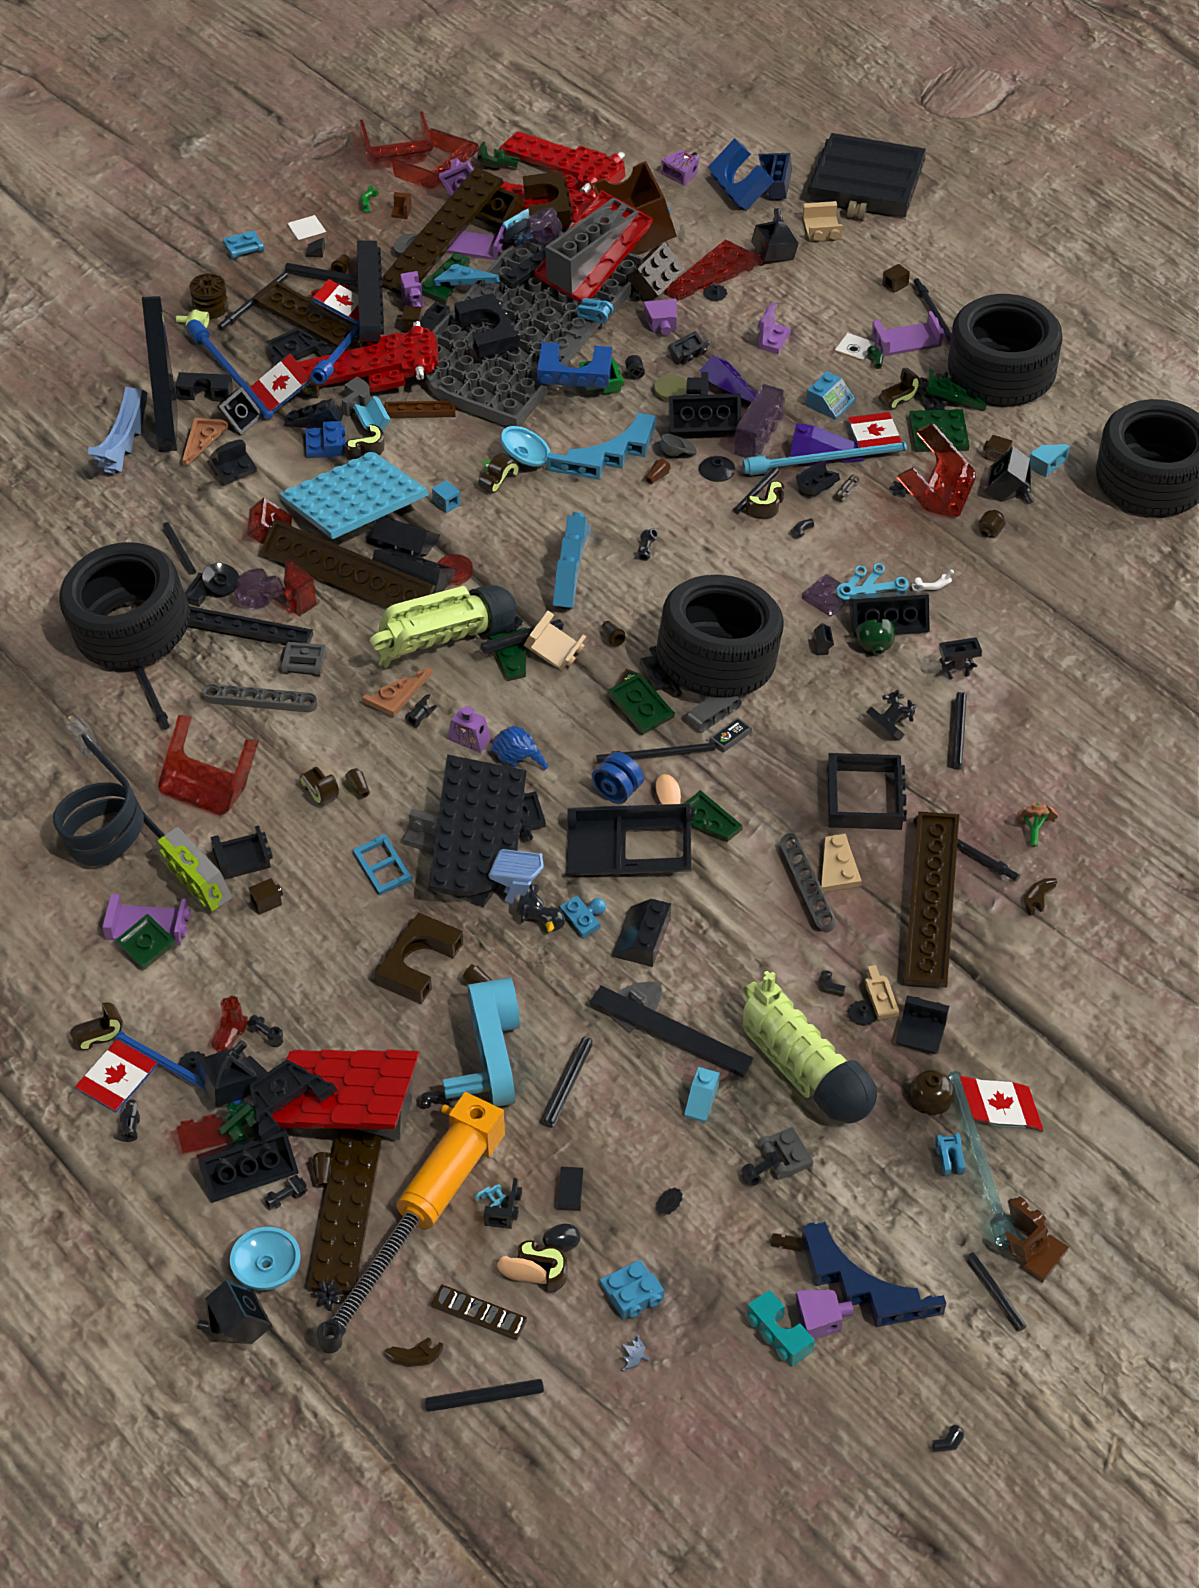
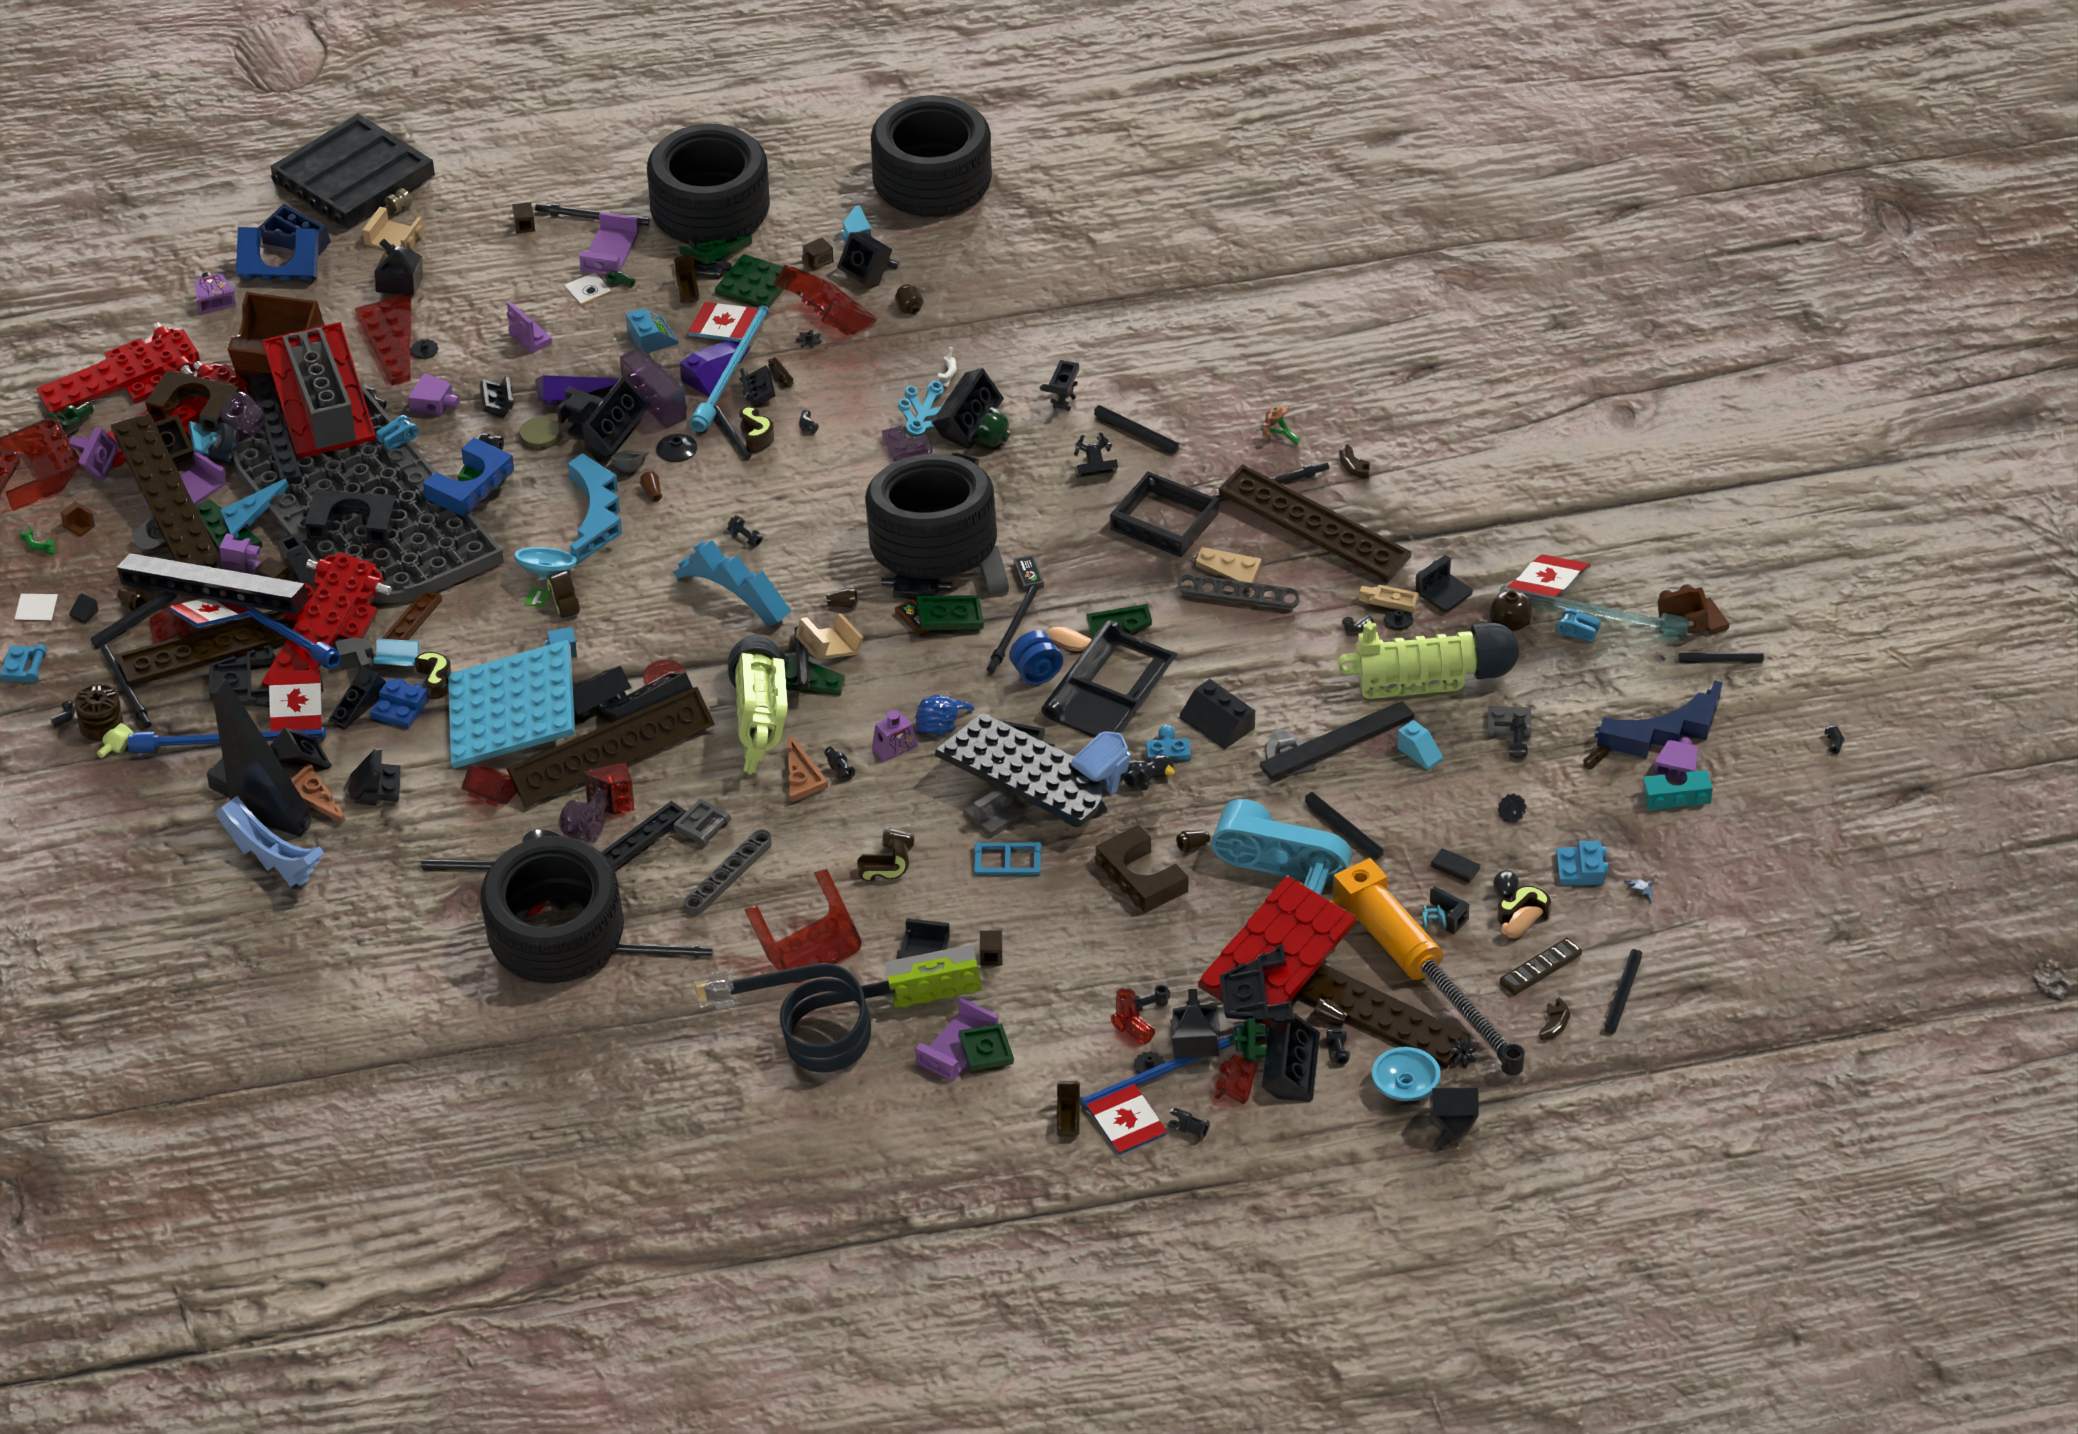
camera: 60 degrees left, 5 degrees down
(655, 272) = (376, 371): brick -> none

